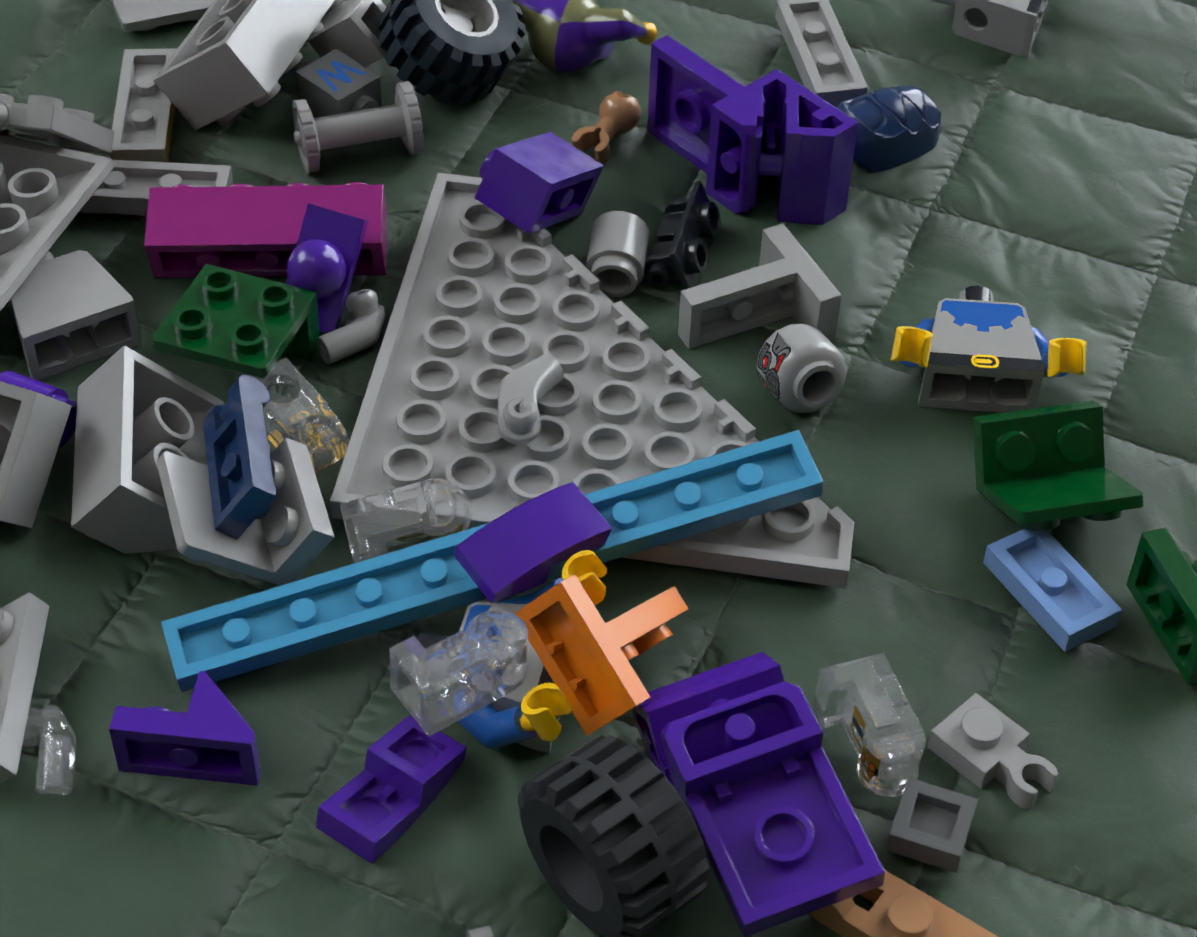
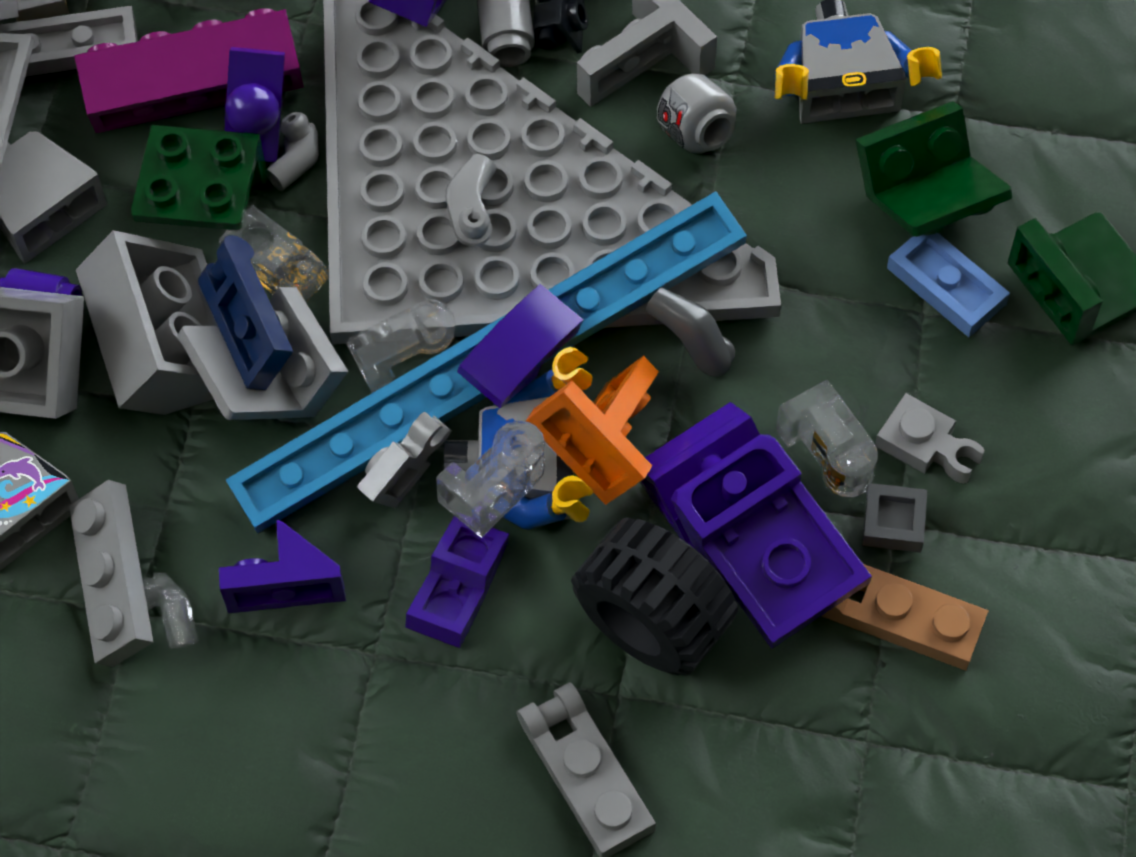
camera: 10 degrees left, 15 degrees up
(360, 646) = (399, 466): none -> light grey plate
(742, 574) = (695, 329): none -> dark grey arm

